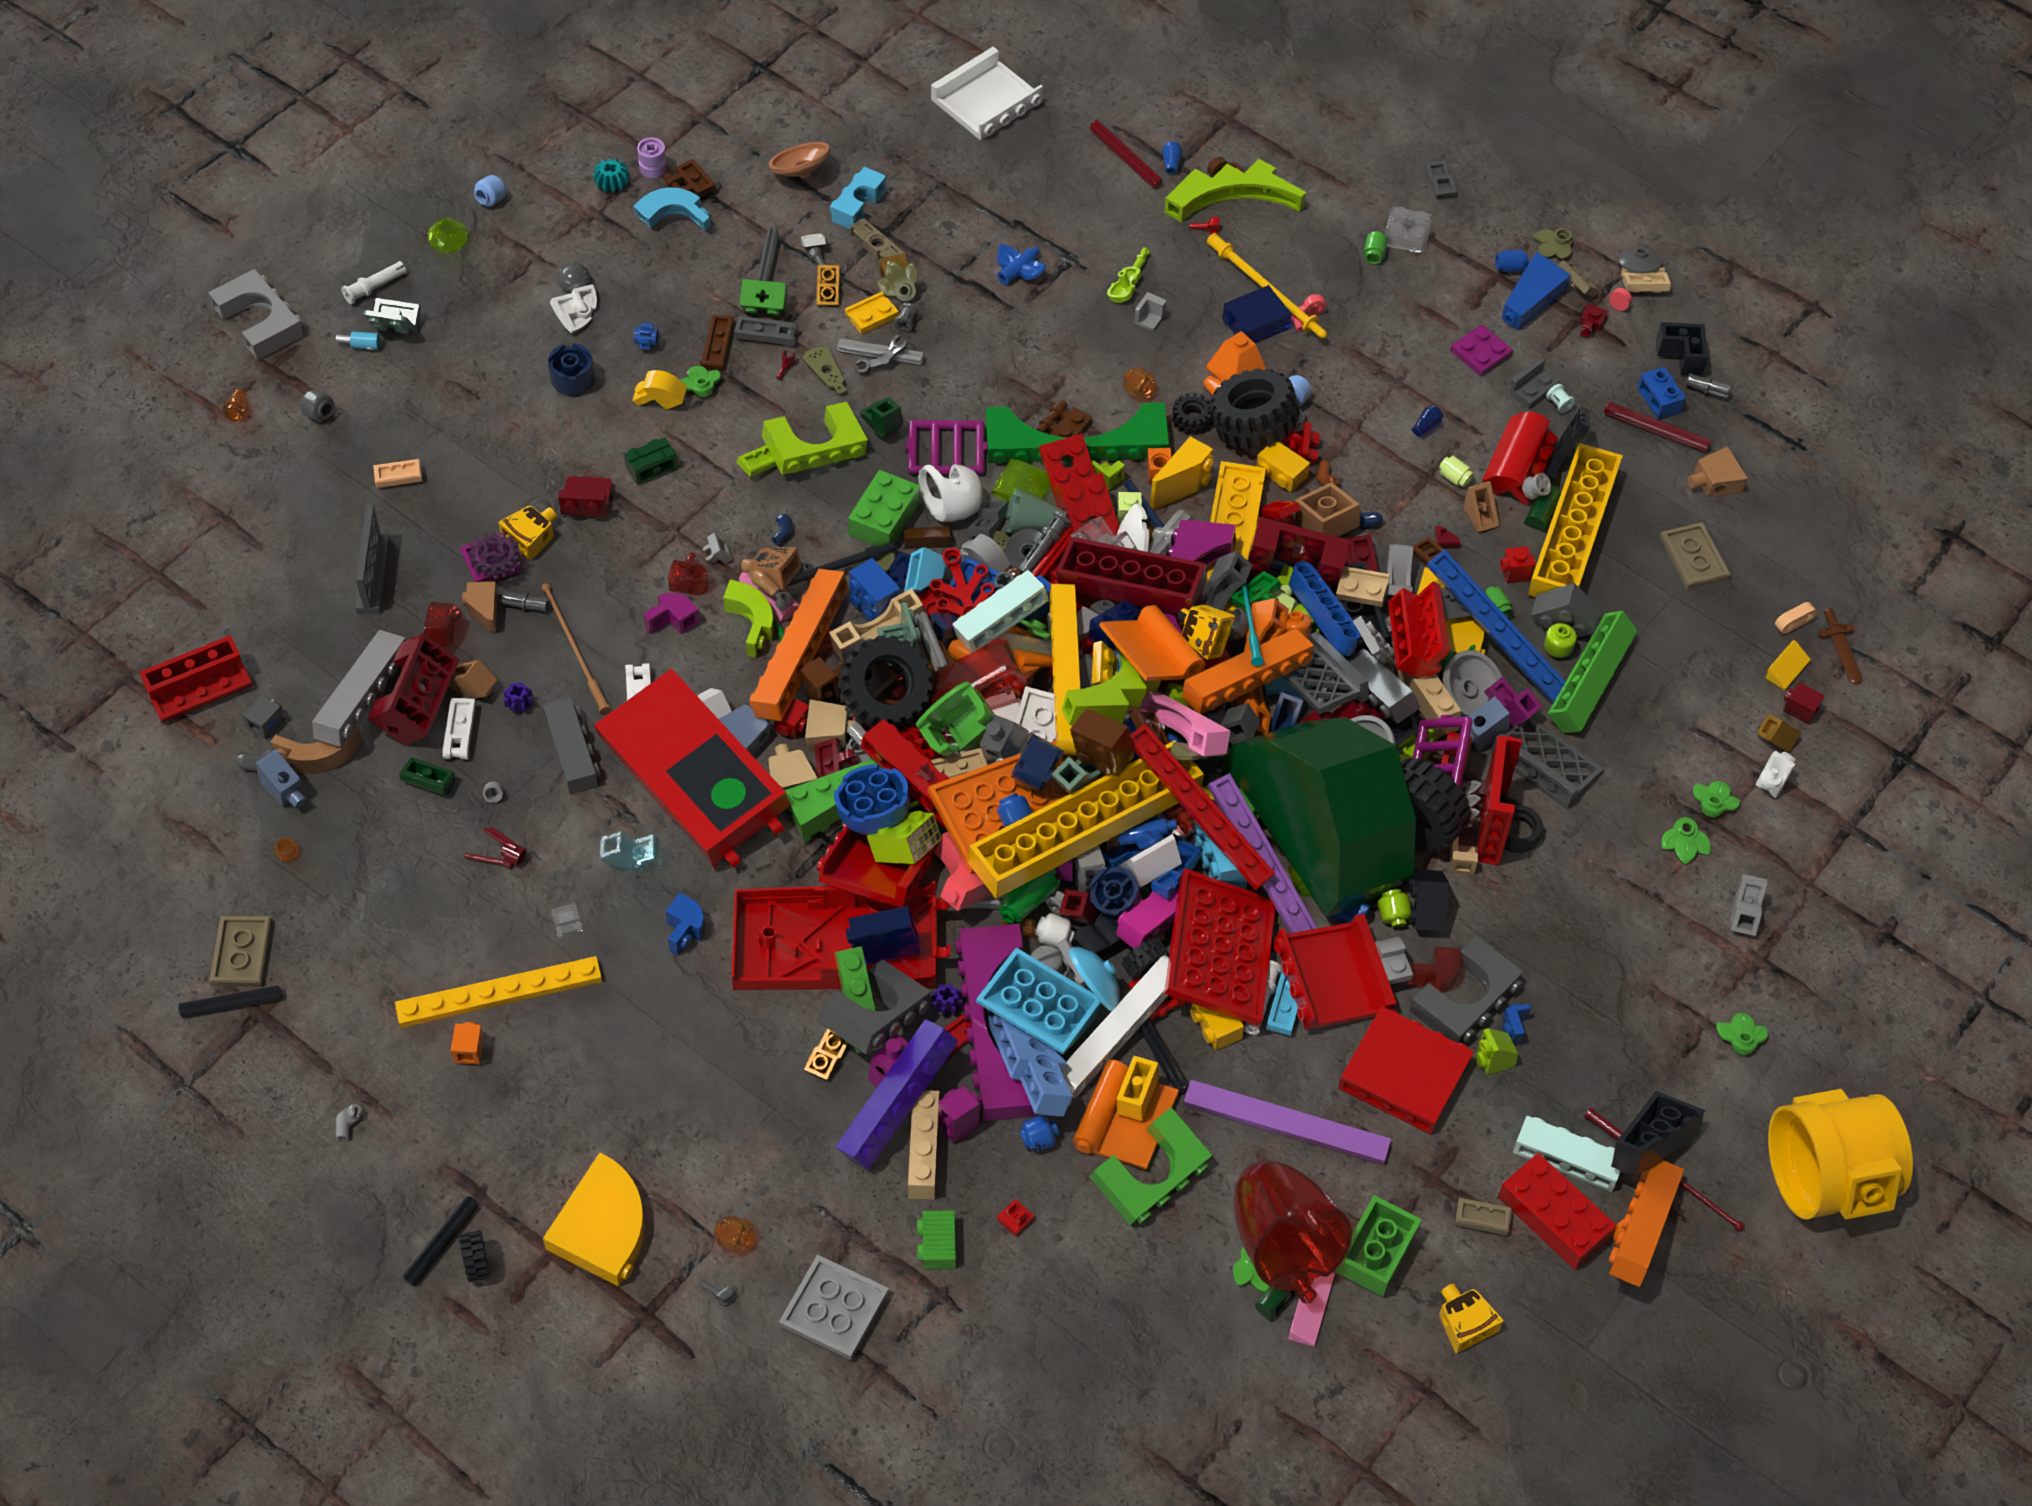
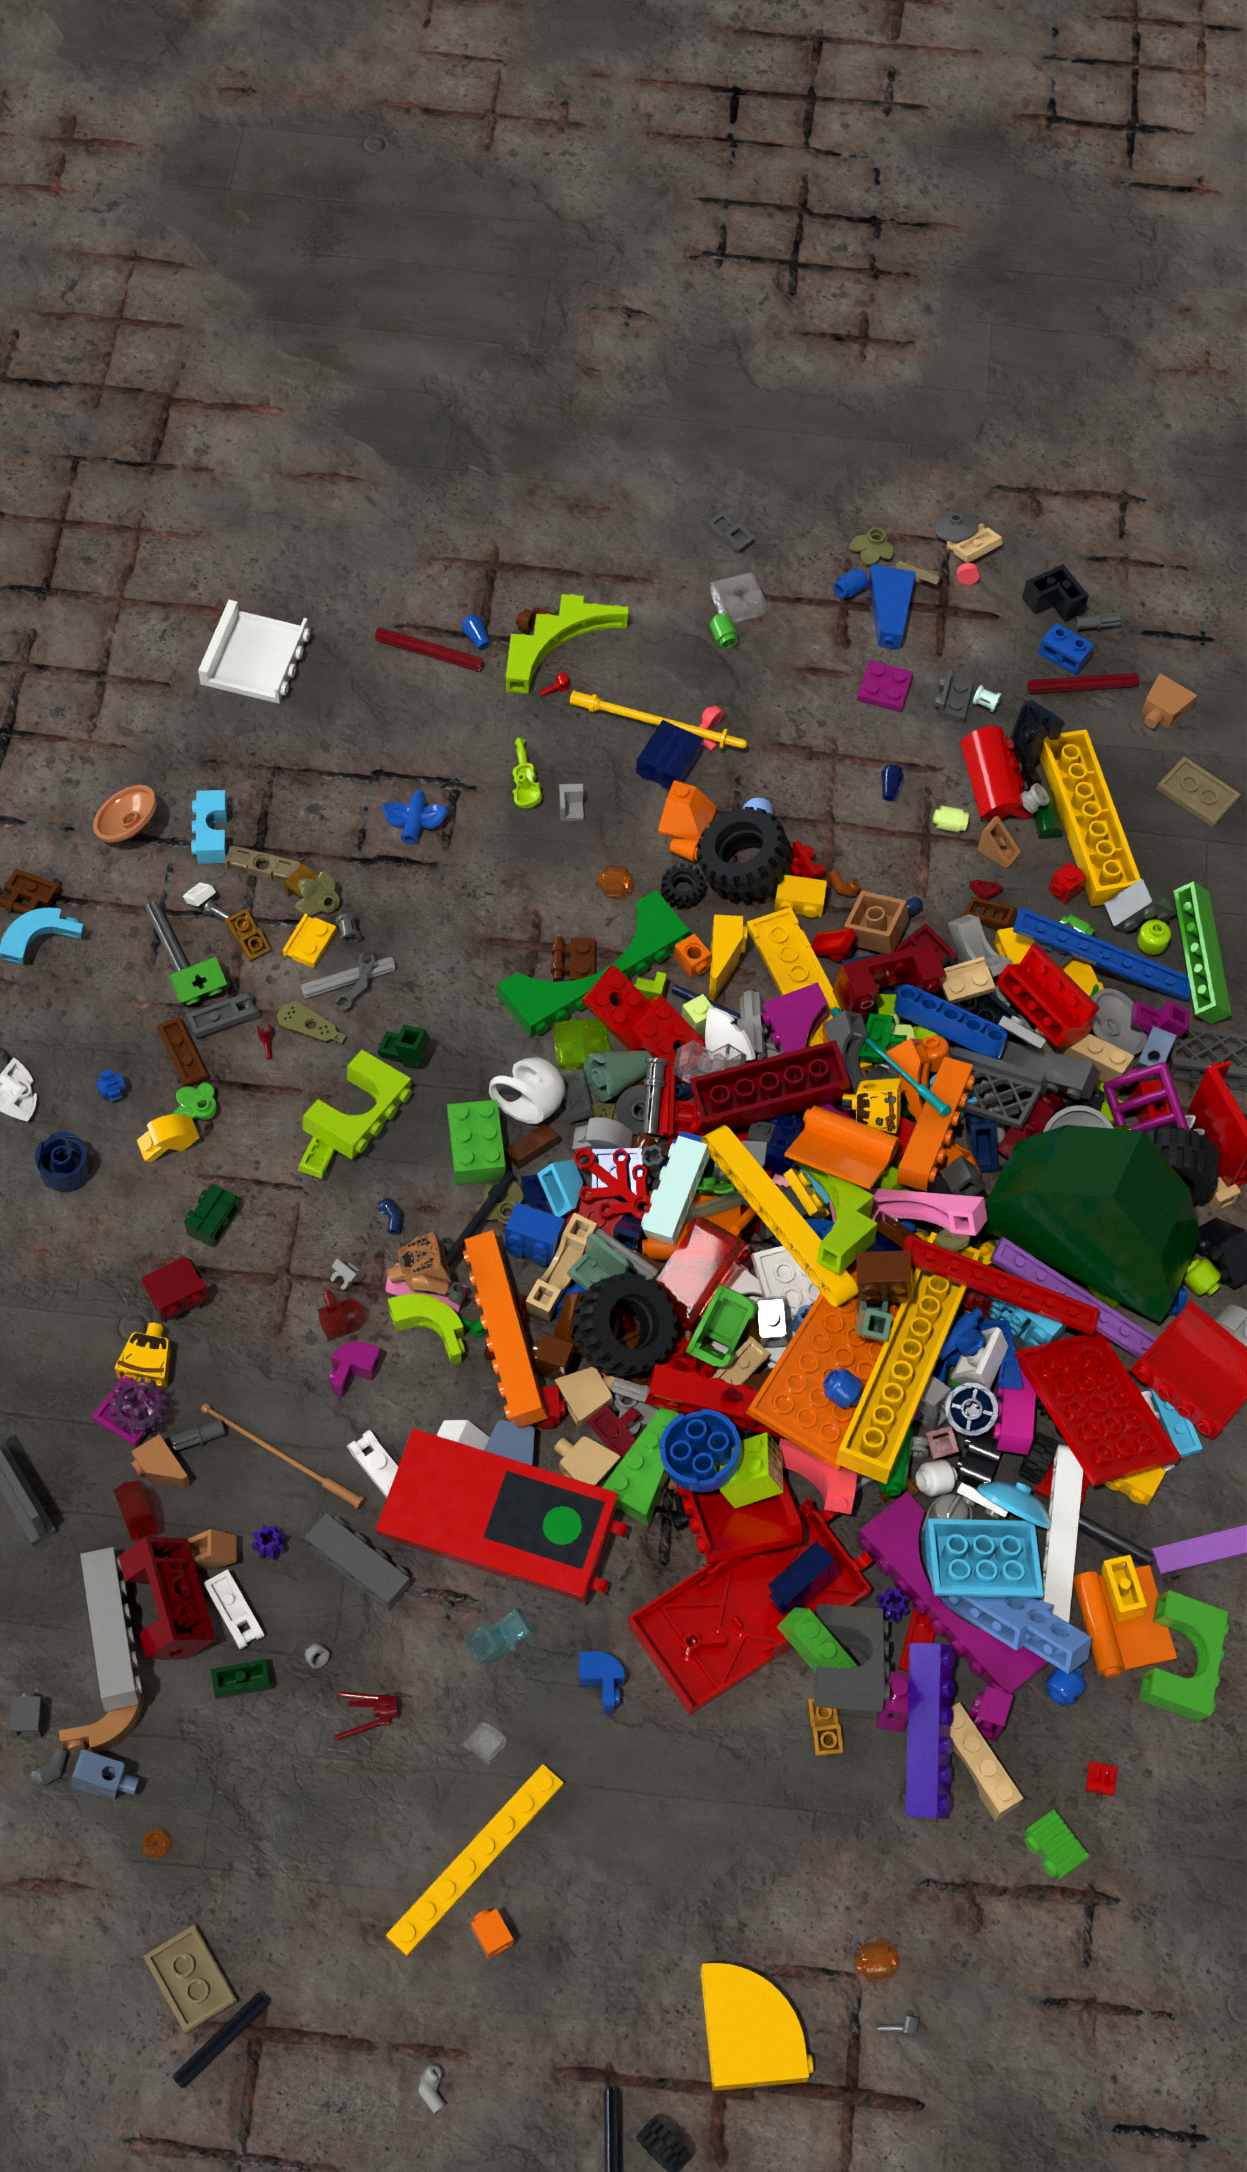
camera: 35 degrees left, 5 degrees up
(834, 1307) = (1014, 1972): light grey plate -> none
(935, 426) = (478, 1016): magenta bar -> none
(1037, 763) = (831, 1328): dark blue brick -> none
(1592, 318) = (956, 605): dark red plate -> none

